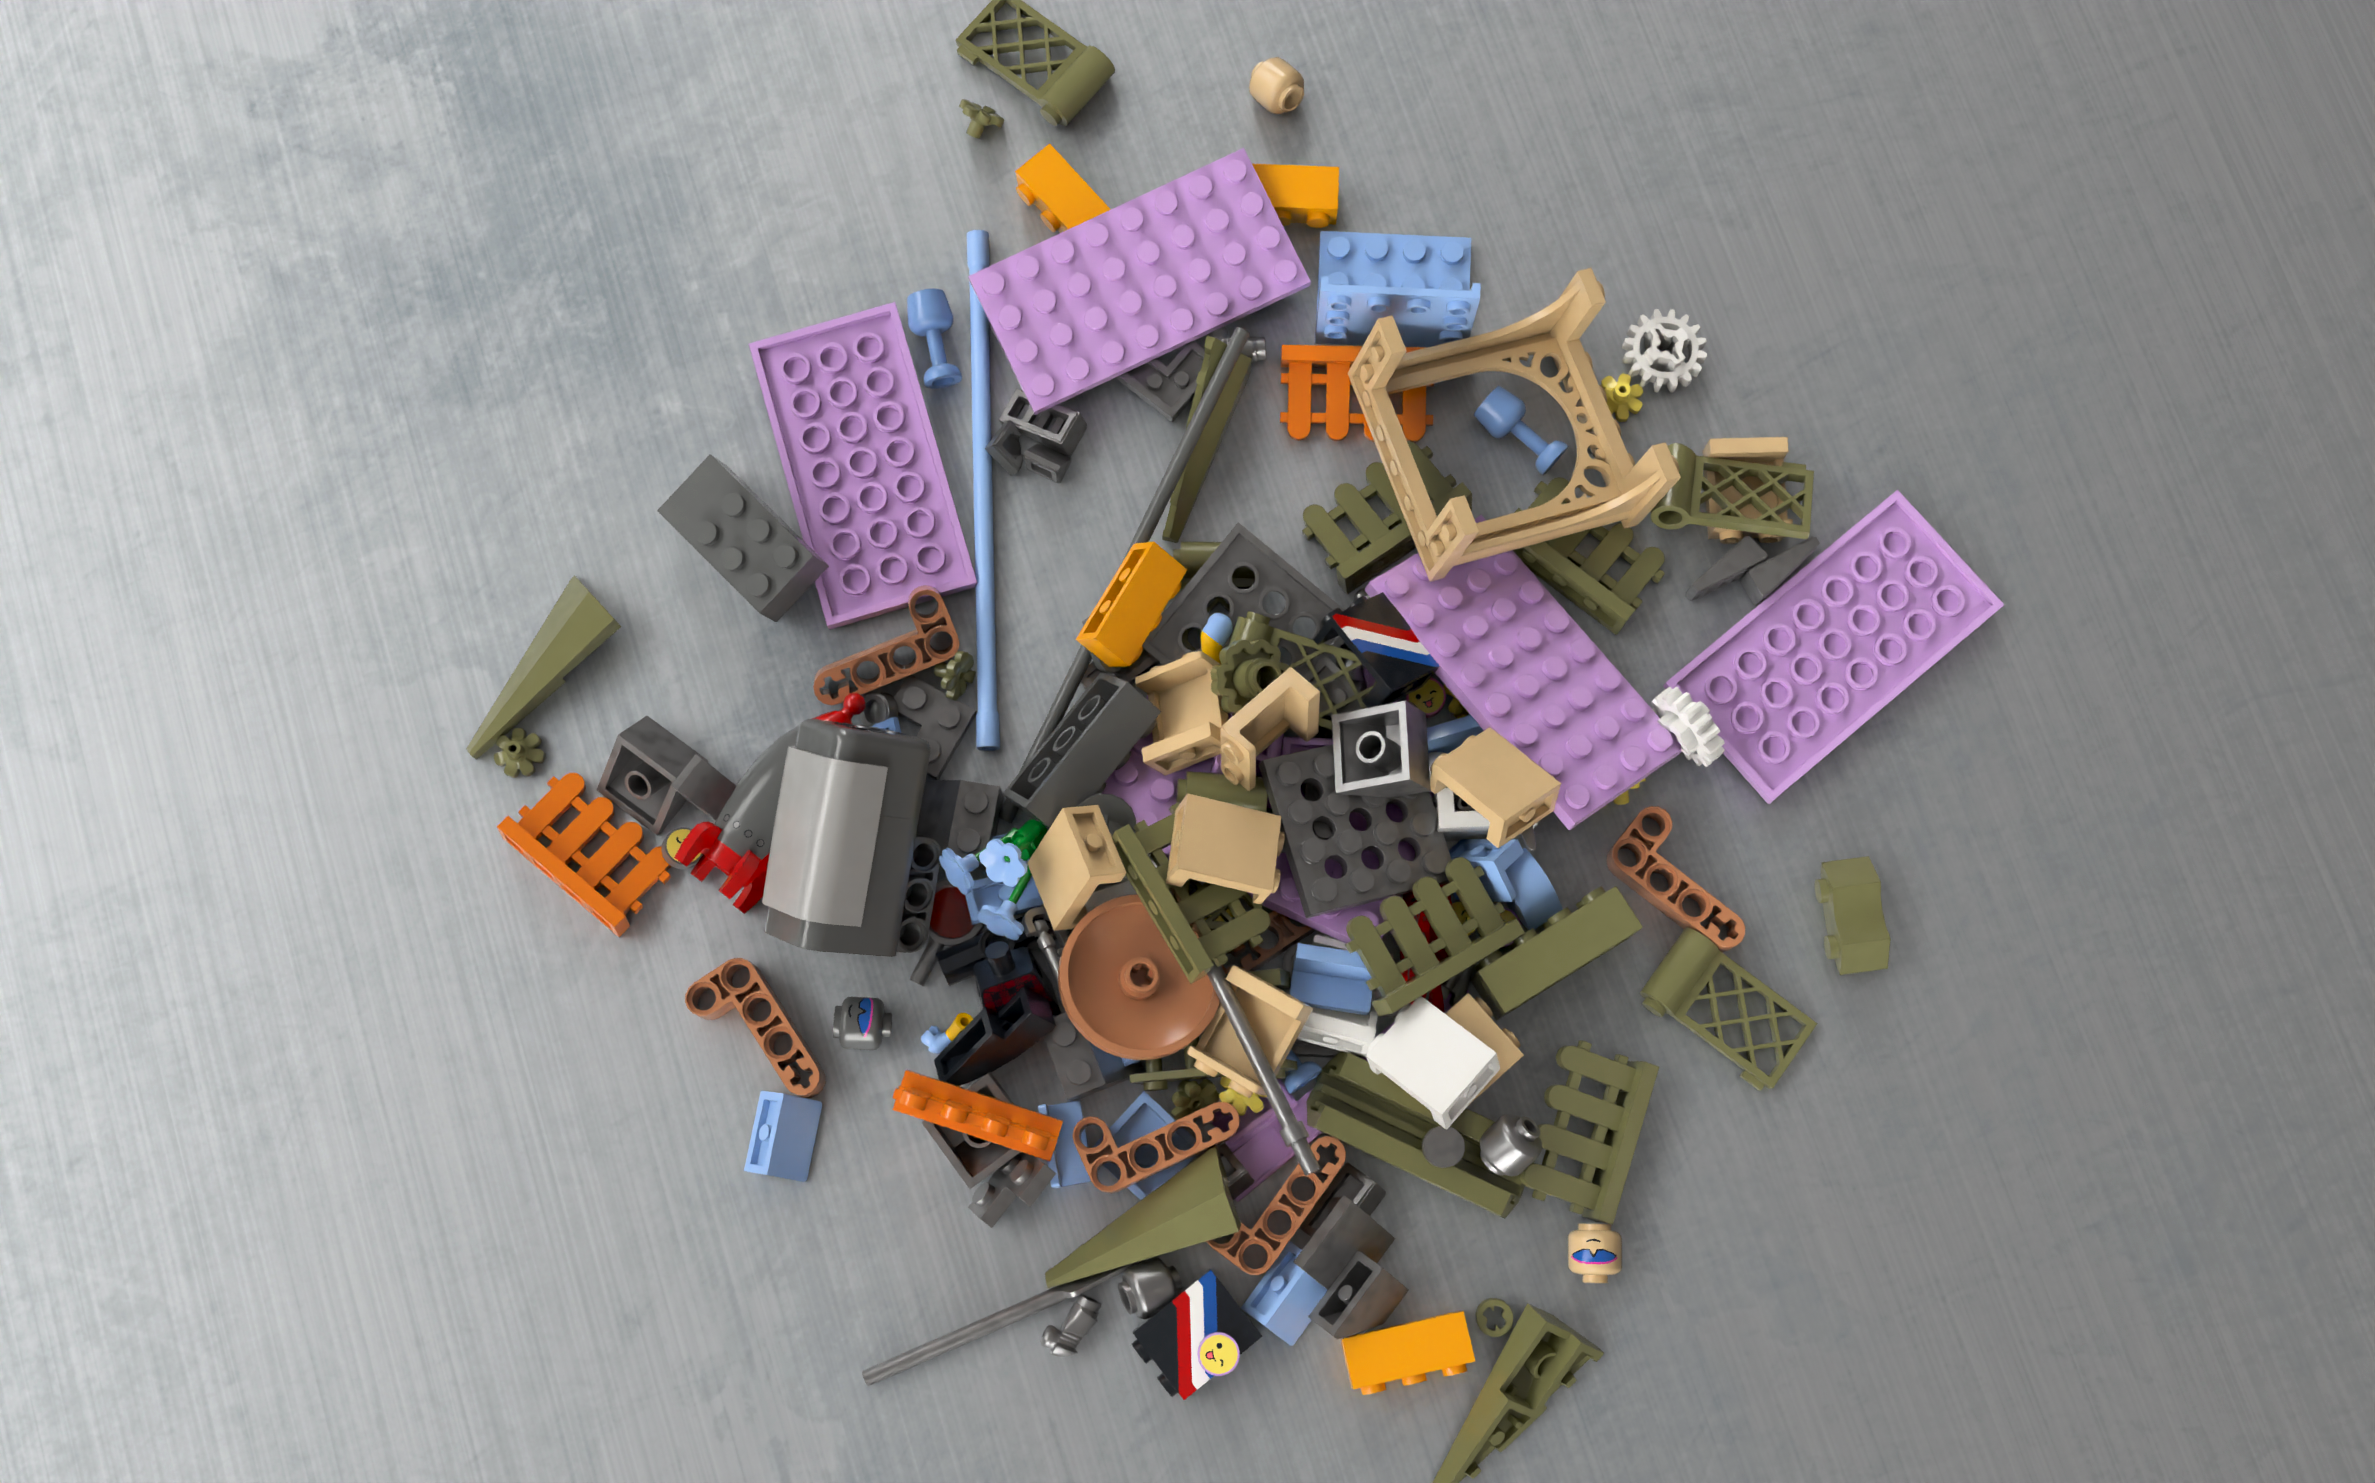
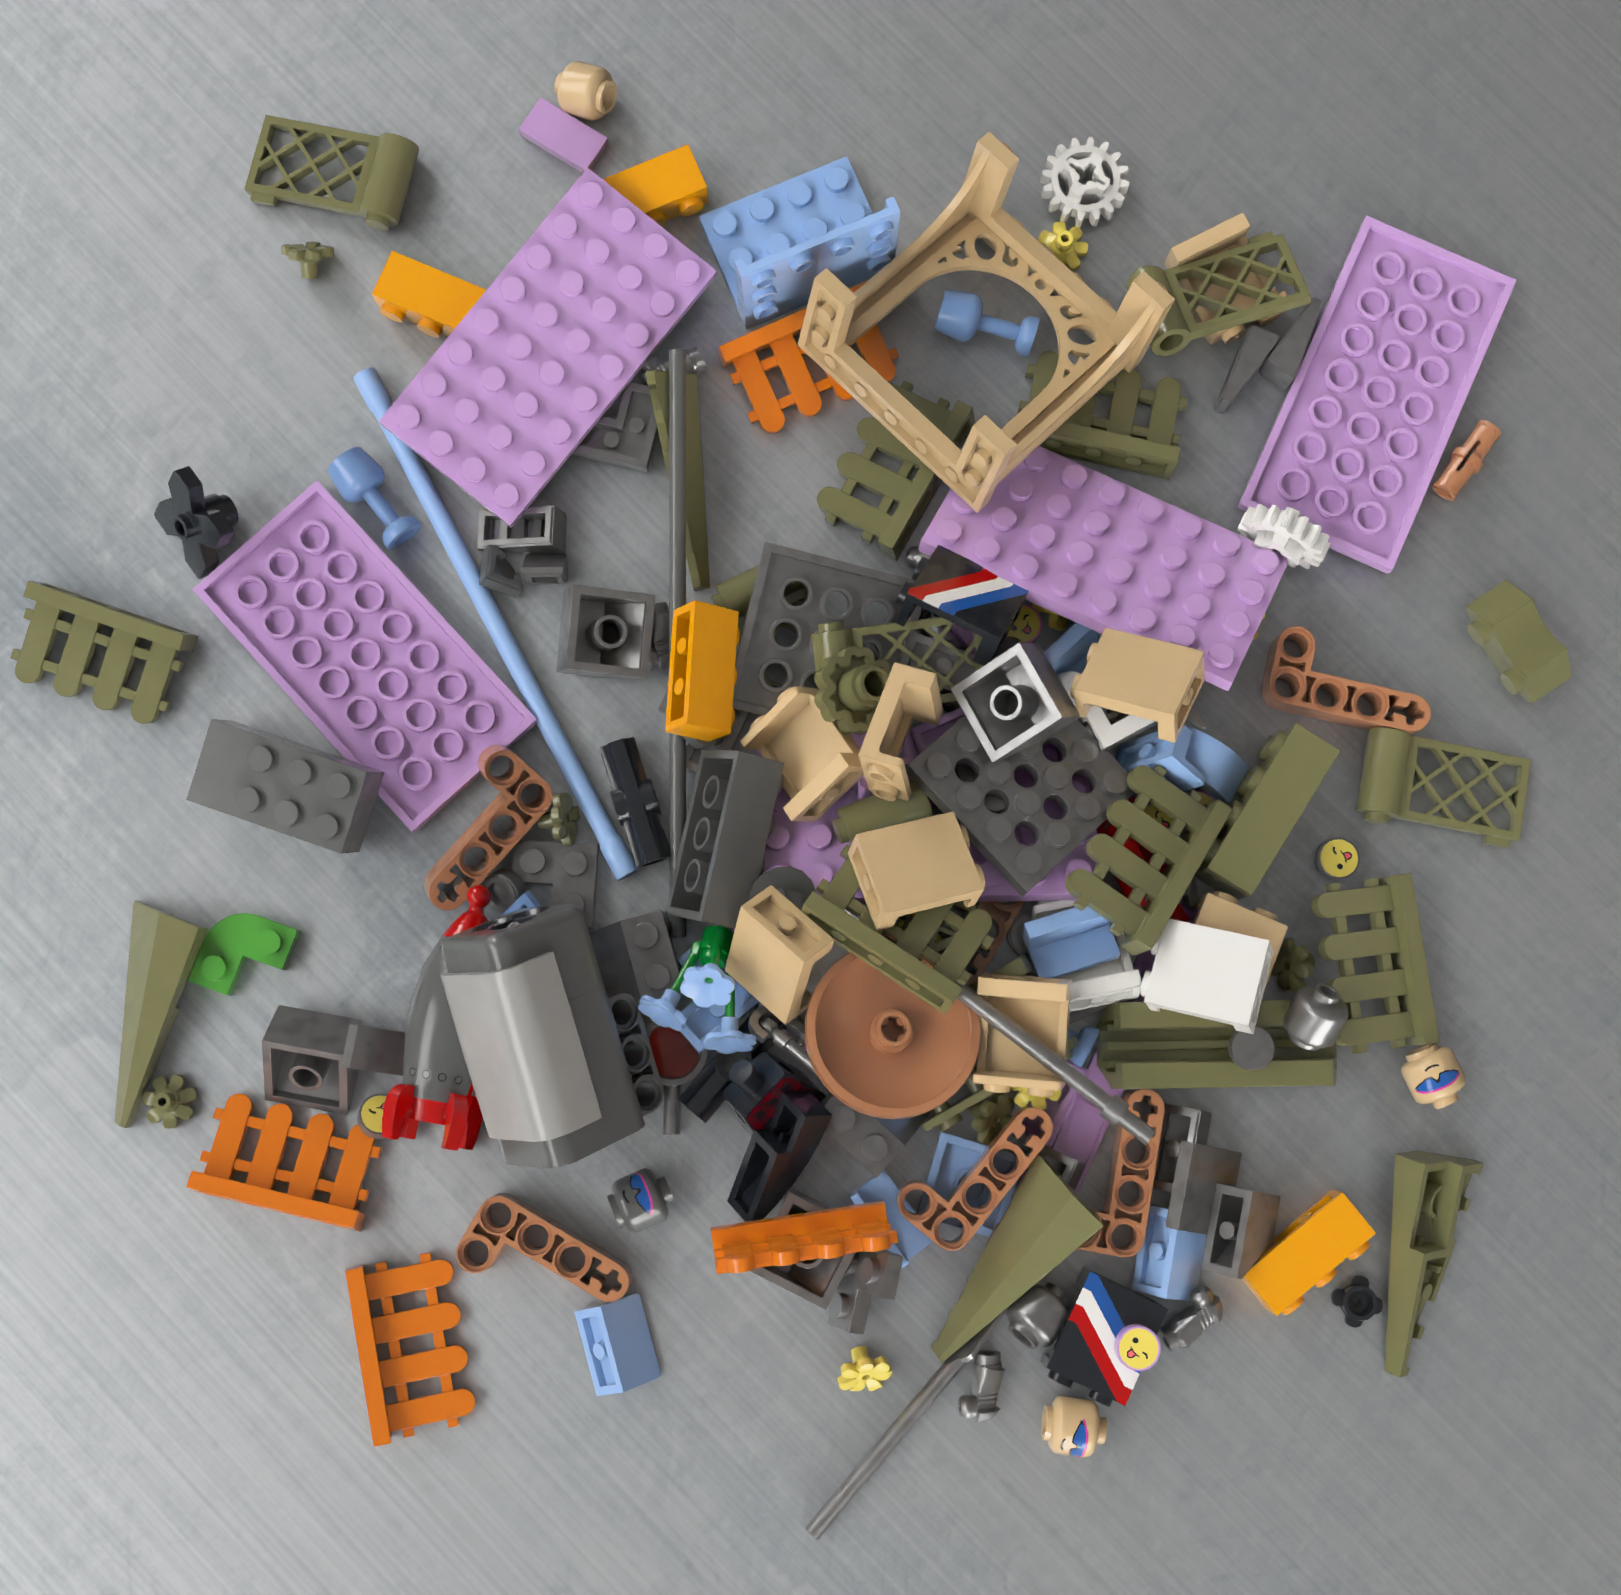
camera: 30 degrees left, 5 degrees up
(595, 1067) = (412, 1367): none -> orange fence
(637, 647) = (236, 939): none -> bright green plate
(661, 372) = (81, 644): none -> olive fence
(781, 289) = (197, 520): none -> black plant
(939, 1041) = (723, 1179): arm -> none
(977, 1262) = (864, 1371): none -> light yellow plant
(1024, 690) = (635, 802): none -> black piece
(1069, 537) = (605, 632): none -> flat silver slope
(1115, 553) = (660, 638): none -> flat silver arm
(1132, 1397) = (1073, 1426): none -> tan head
(1215, 635) = (798, 663): light blue arm -> none
(1240, 114) = (563, 136): none -> lavender tile
(1277, 1362) = (1189, 1323): none -> flat silver arm
(1442, 1424) = (1369, 1304): none -> black plate
(1506, 1313) = (1377, 1171): olive bush -> none
(1518, 1095) = (1292, 965): none -> olive plant
(1603, 1027) = (1337, 858): none -> light yellow tile
(1885, 739) = (1479, 440): none -> nougat pin

